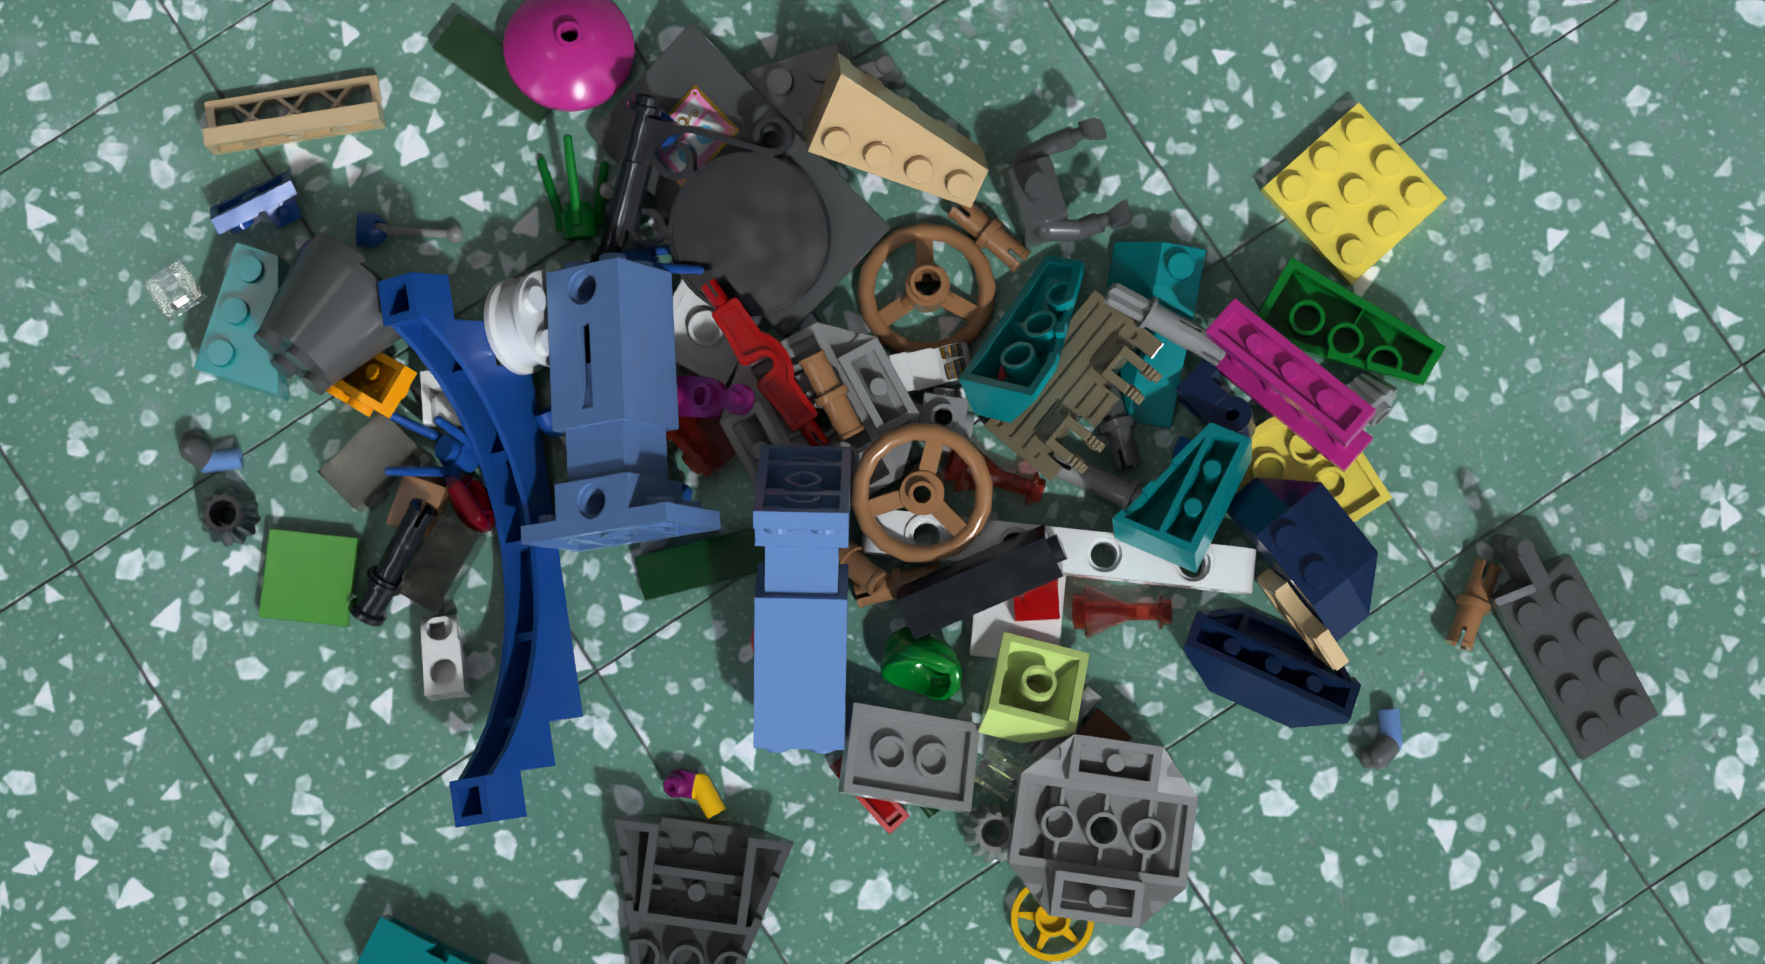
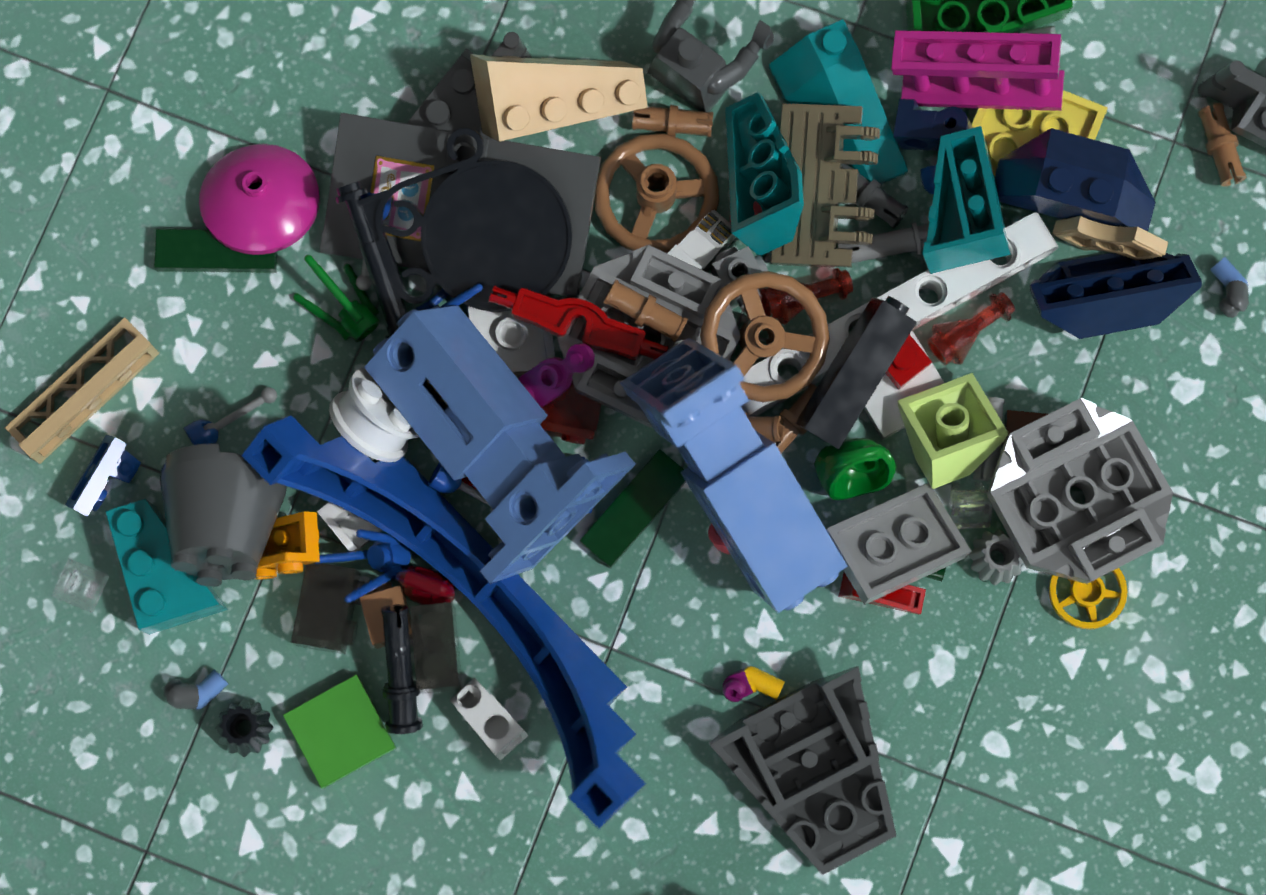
camera: 30 degrees left, 5 degrees down
(1164, 322) = (853, 90): light grey axle -> none

